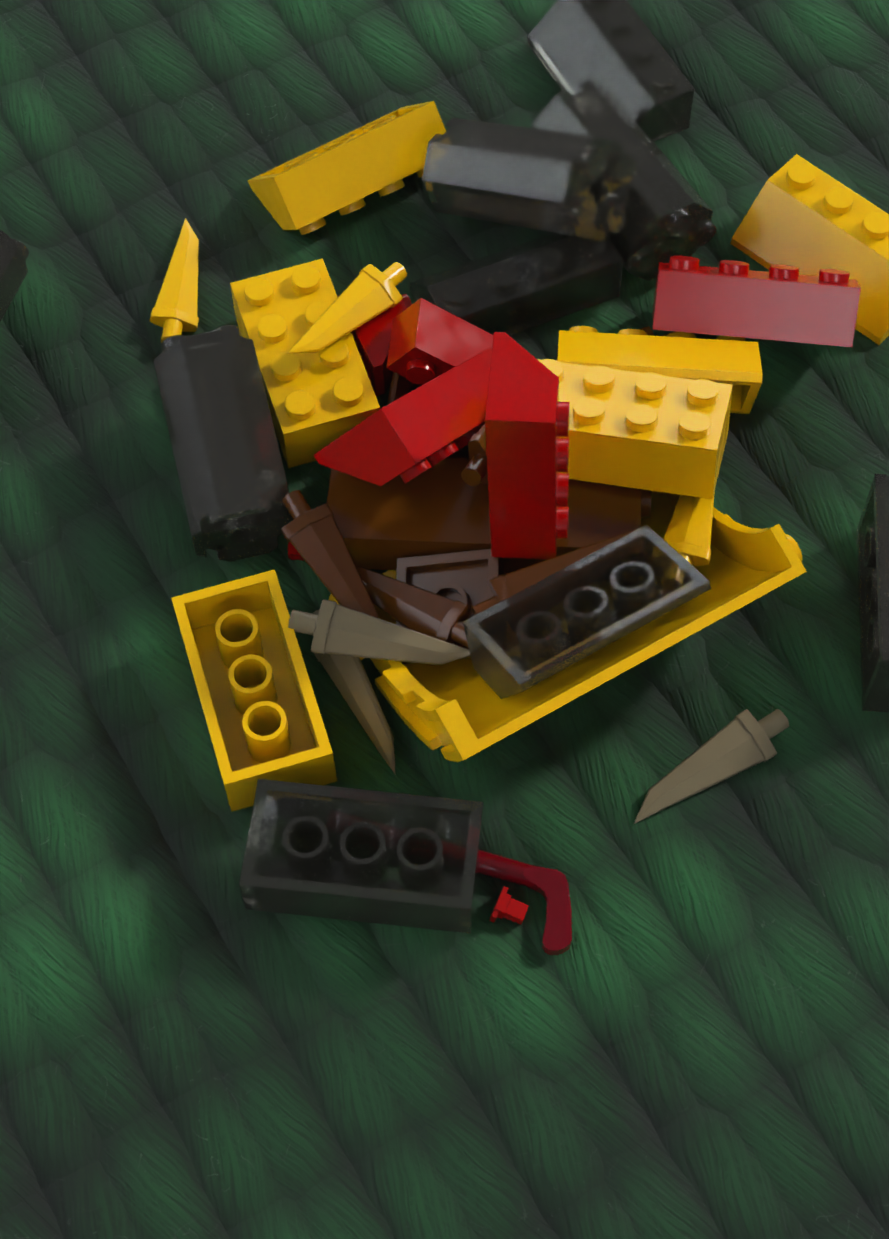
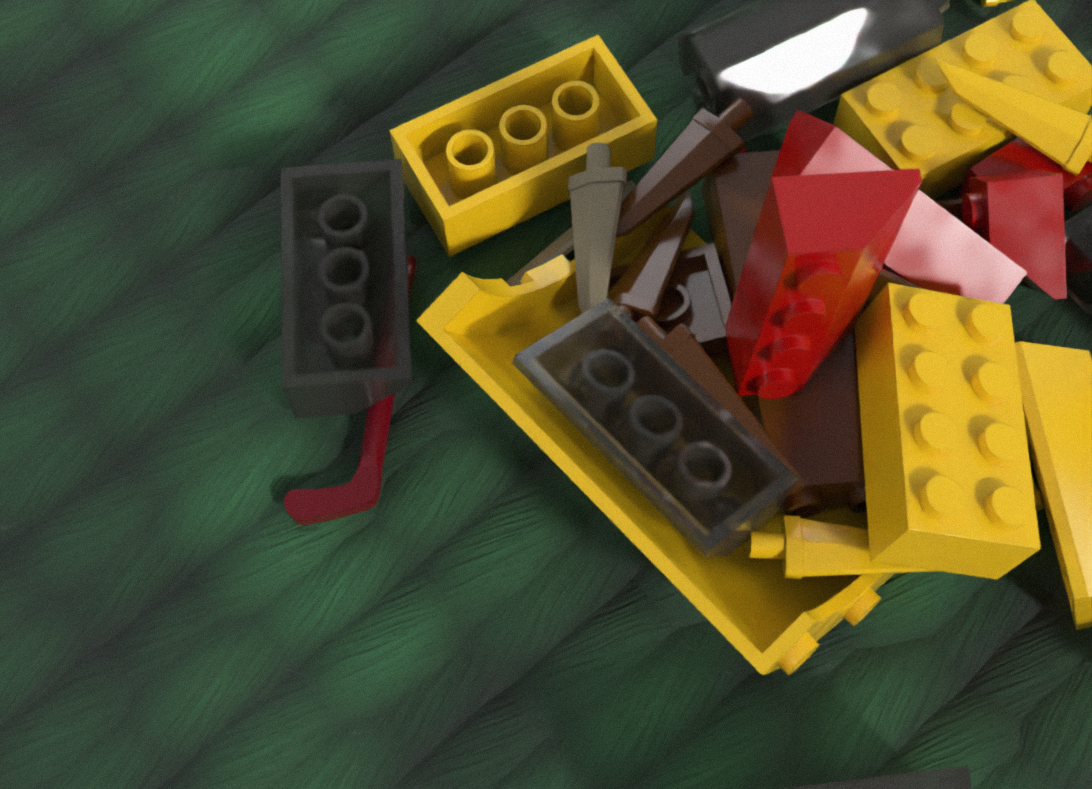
camera: 80 degrees right, 5 degrees up
(509, 908) = (331, 451): red piece -> none
(727, 753) = (565, 662): dark tan bar -> none

